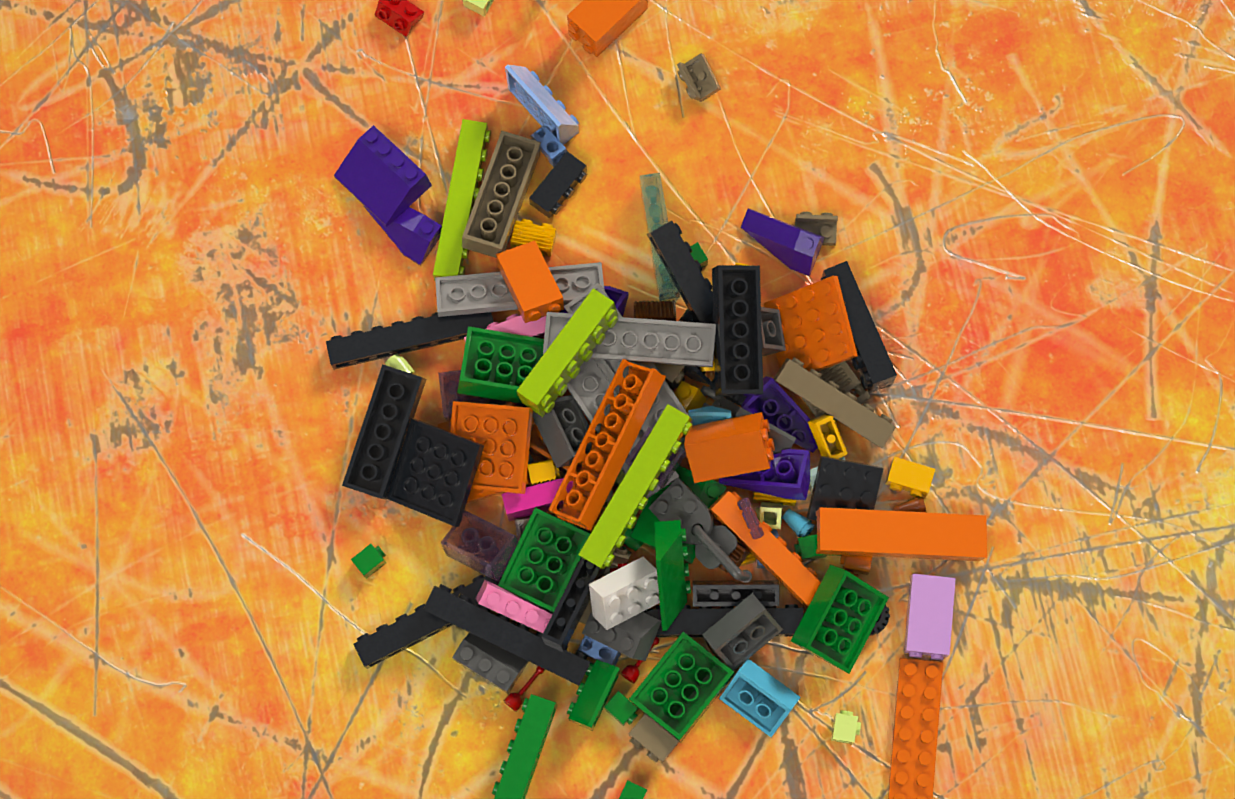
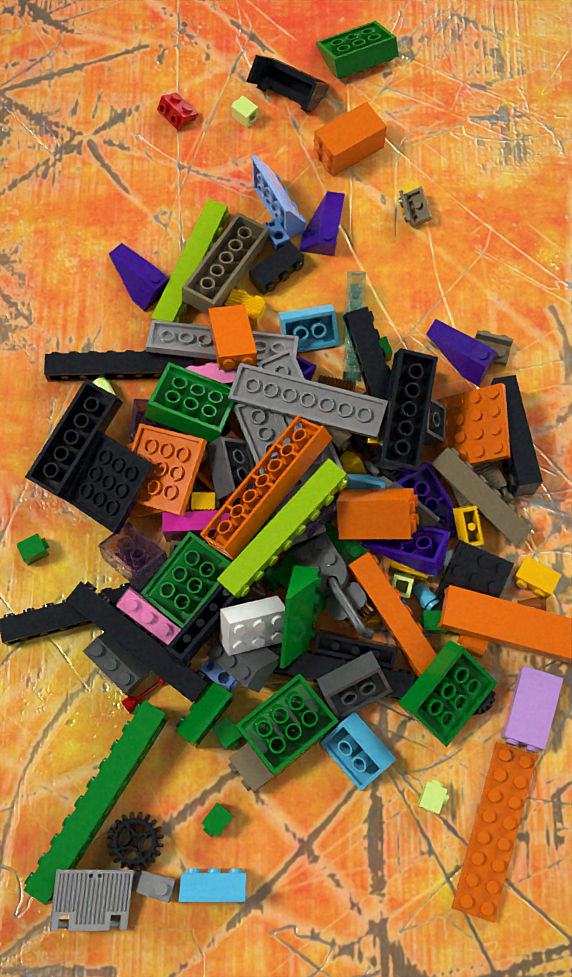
camera: 10 degrees right, 5 degrees down
(381, 176) = (129, 231): dark purple slope -> none
(568, 353) = (248, 397): lime brick -> none
(600, 122) = (323, 228): none -> dark purple wedge
(613, 245) = (313, 325): none -> medium azure slope
(632, 672) = (244, 701): red hinge -> none
(750, 518) = (383, 581): axle -> none

